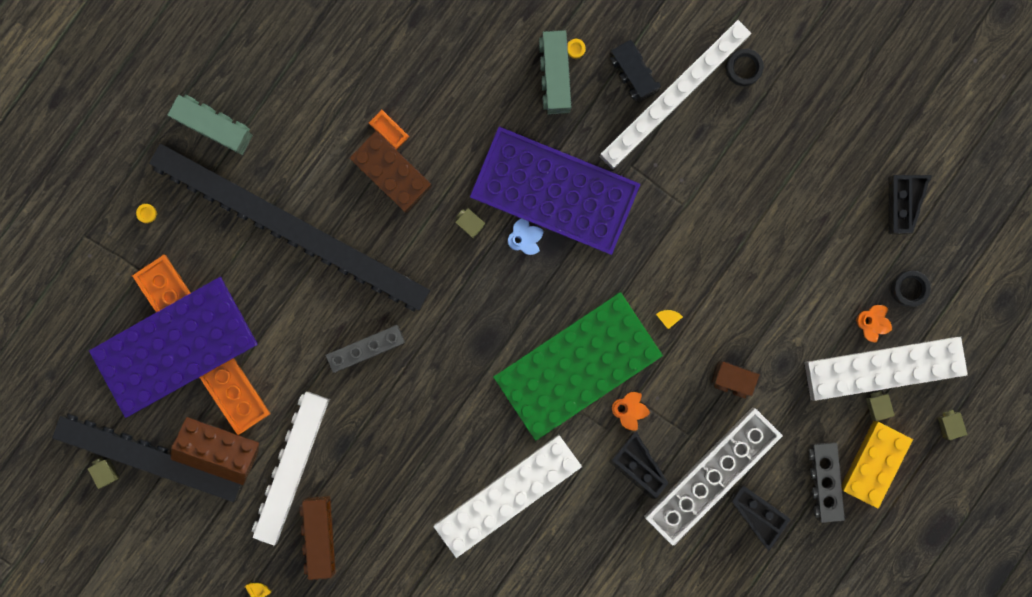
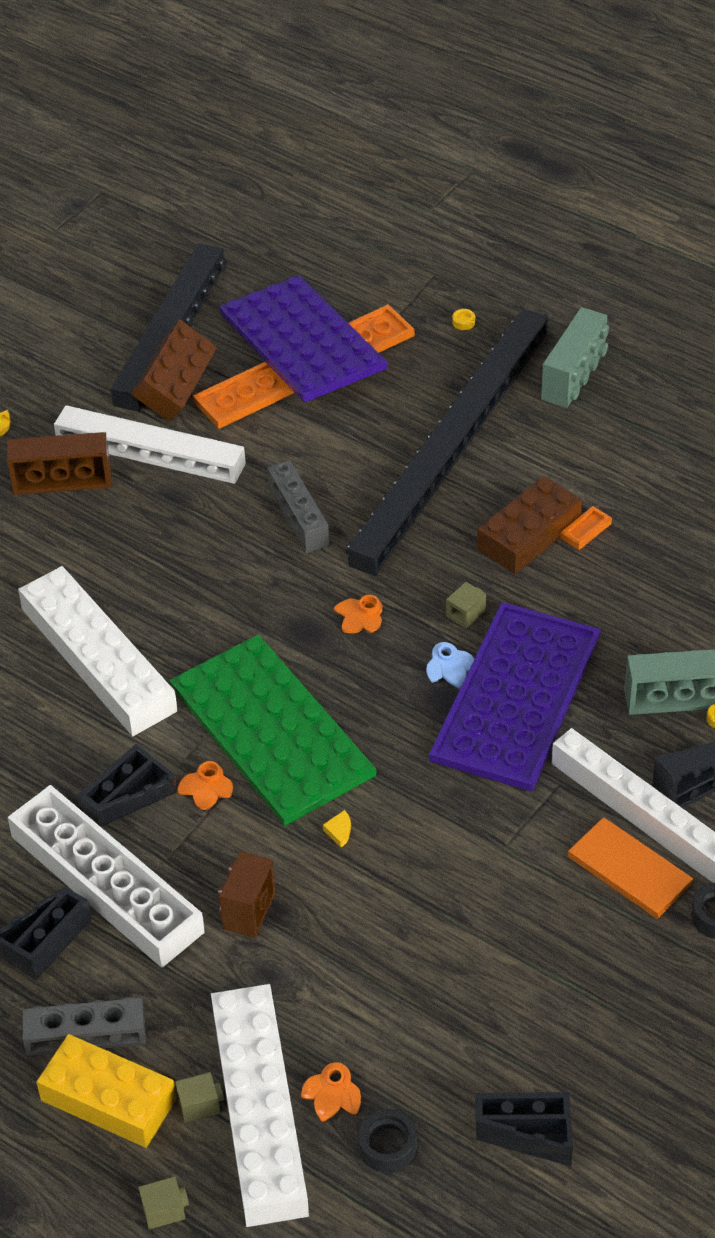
camera: 90 degrees right, 40 degrees down
(103, 472) = (153, 289): olive brick -> none
(476, 304) = (360, 614): none -> orange plate
(705, 123) = (630, 867): none -> orange tile

